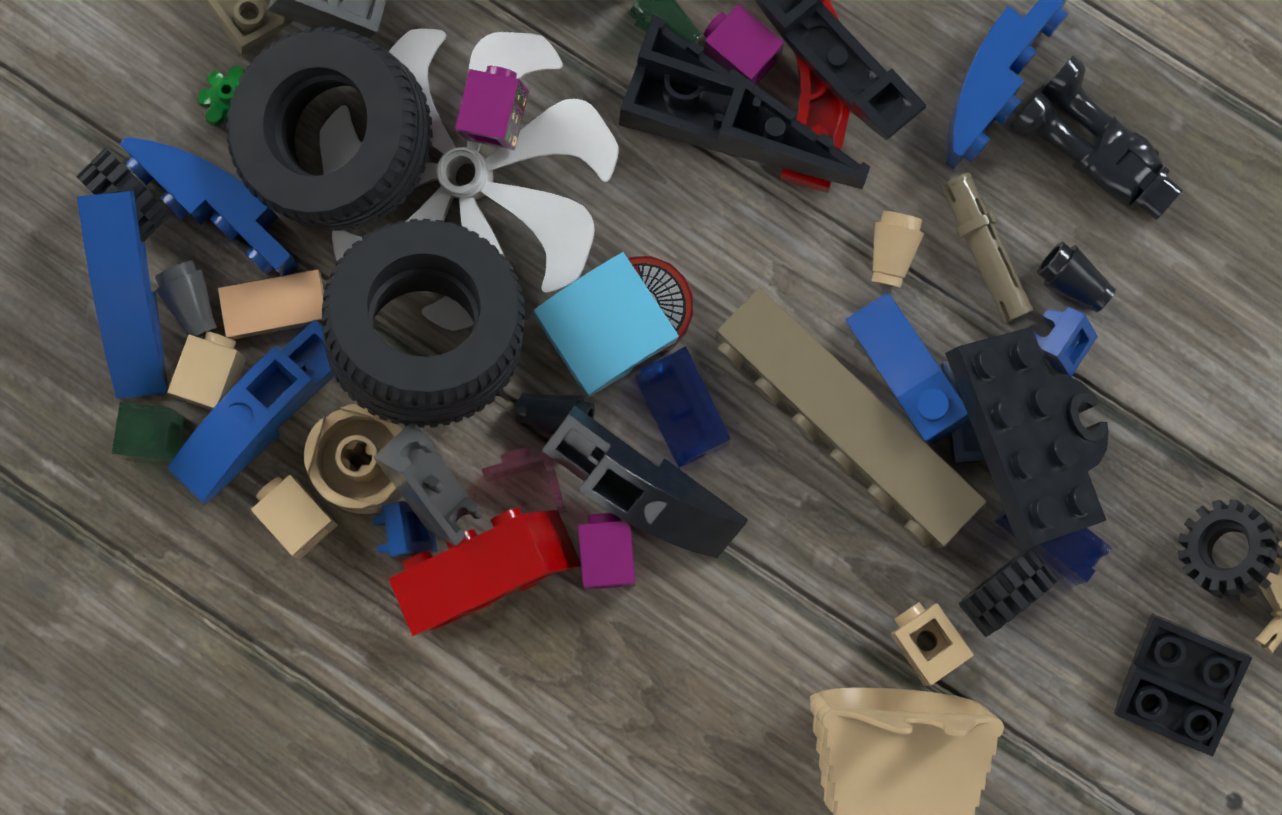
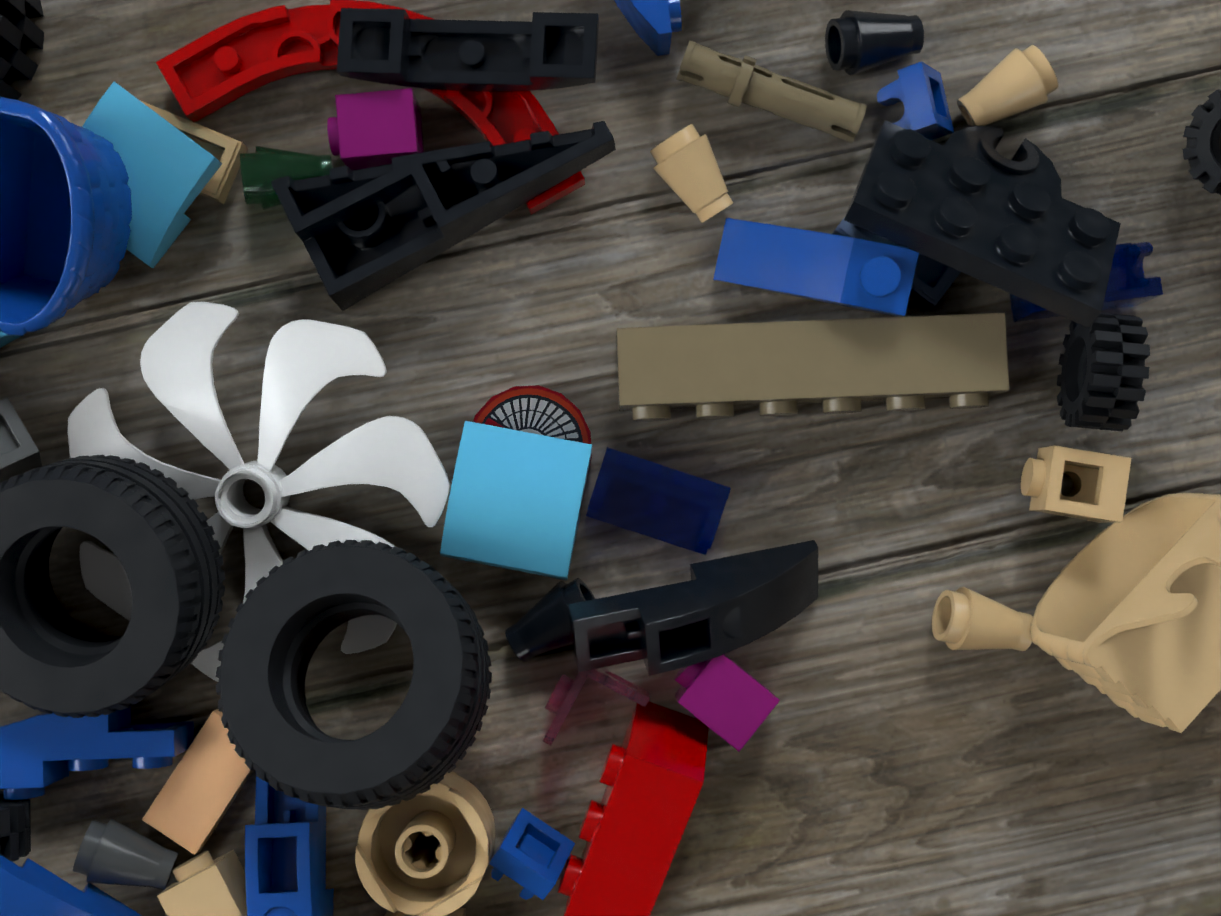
camera: 45 degrees left, 5 degrees up
(426, 483) = (510, 809): dark grey hinge -> none
(492, 107) = (213, 413): magenta brick -> none
(793, 664) = (978, 623): none -> tan cone
(1125, 384) = (1010, 88): none -> tan cone

